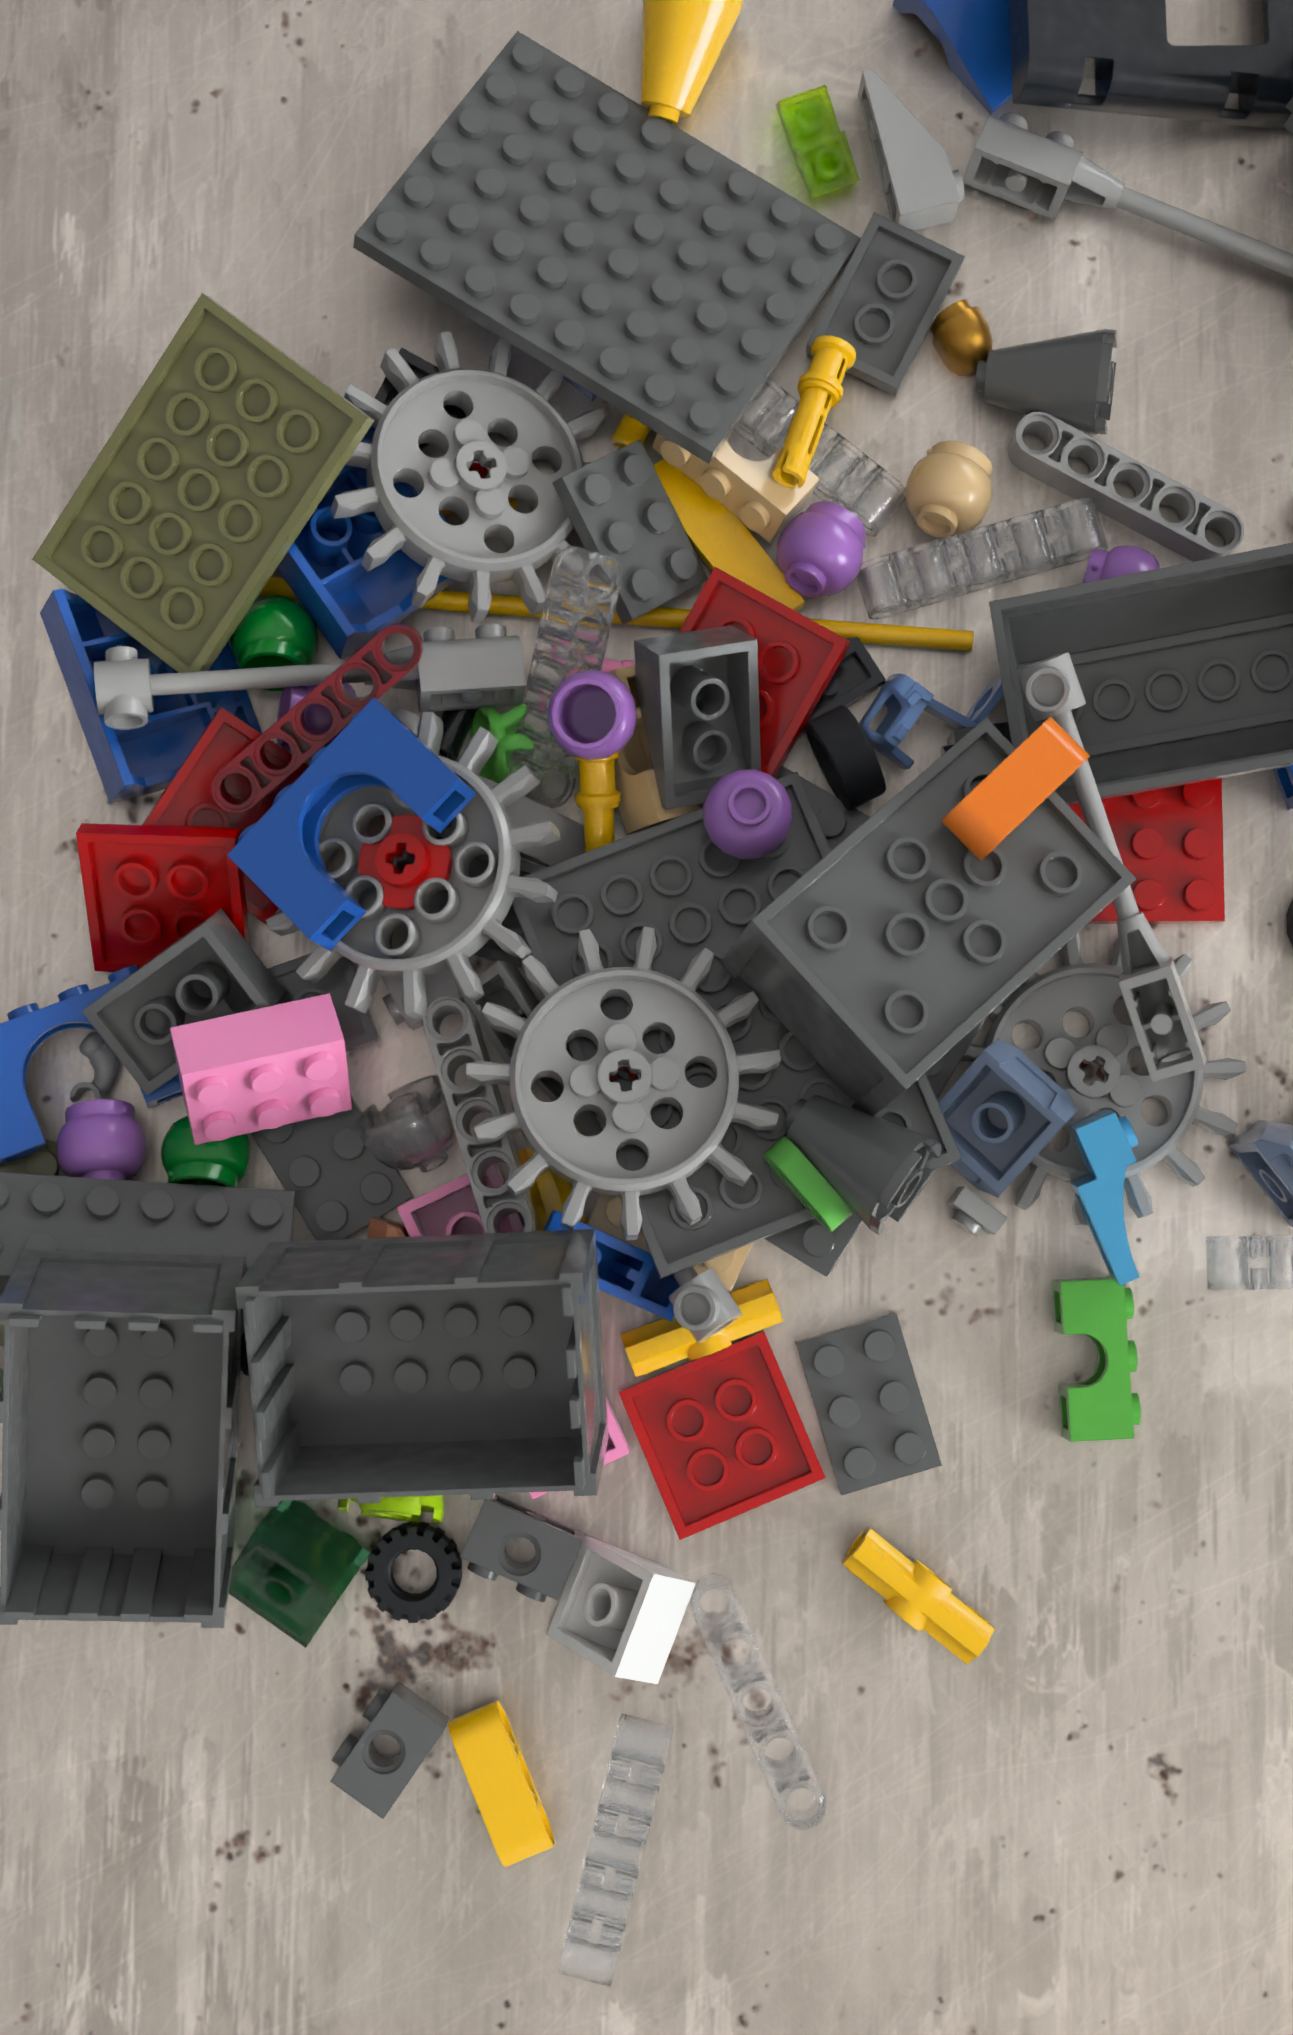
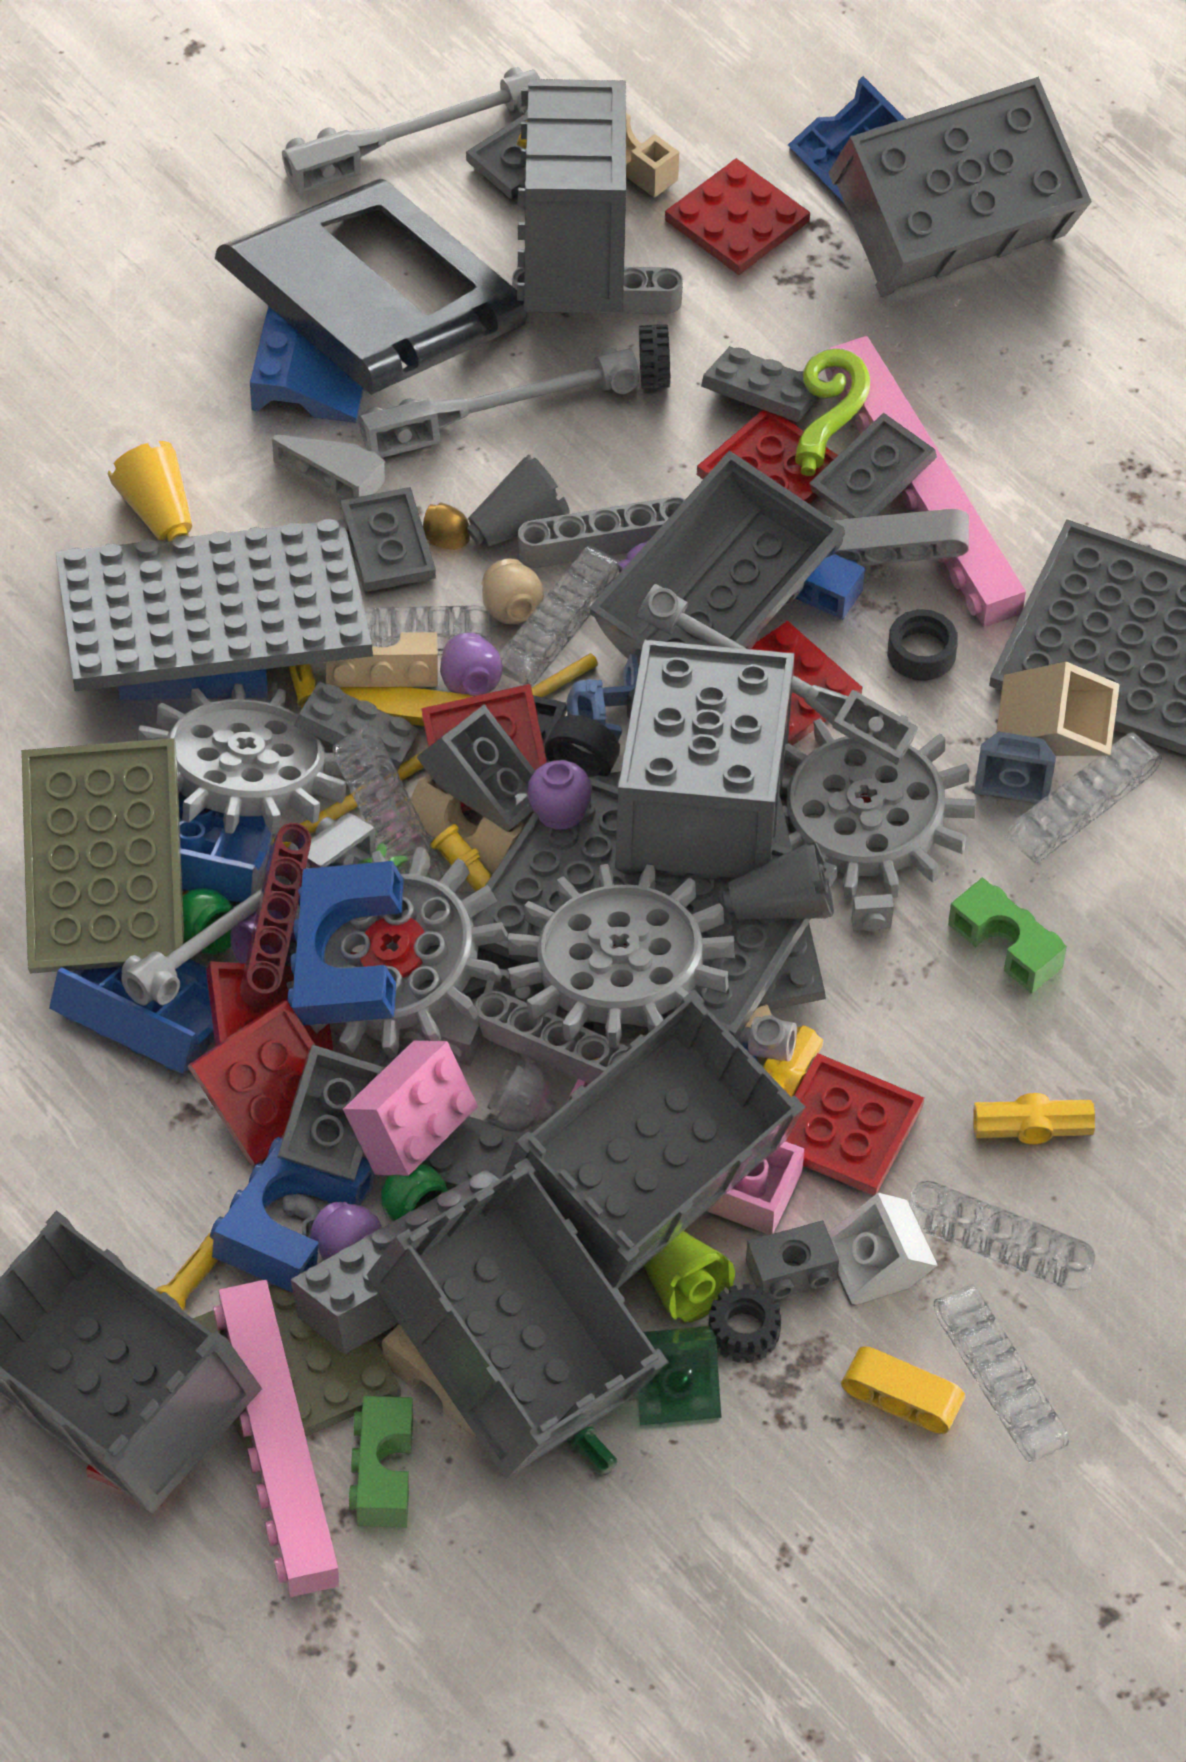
camera: 40 degrees left, 30 degrees down
(379, 1779) = (825, 1399): dark grey brick -> none
(592, 714) = (428, 804): medium lavender piece -> none
(807, 1184) = (768, 927): bright green beam -> none
(816, 141) = (275, 496): clear neon green slope -> none
(818, 392) = (396, 592): yellow pin -> none
(868, 1403) = (910, 1052): dark grey plate -> none
(1003, 1116) = (845, 839): sand blue slope -> none
(1015, 788) = (692, 649): orange beam -> none
(1106, 1152) = (908, 816): dark azure slope -> none

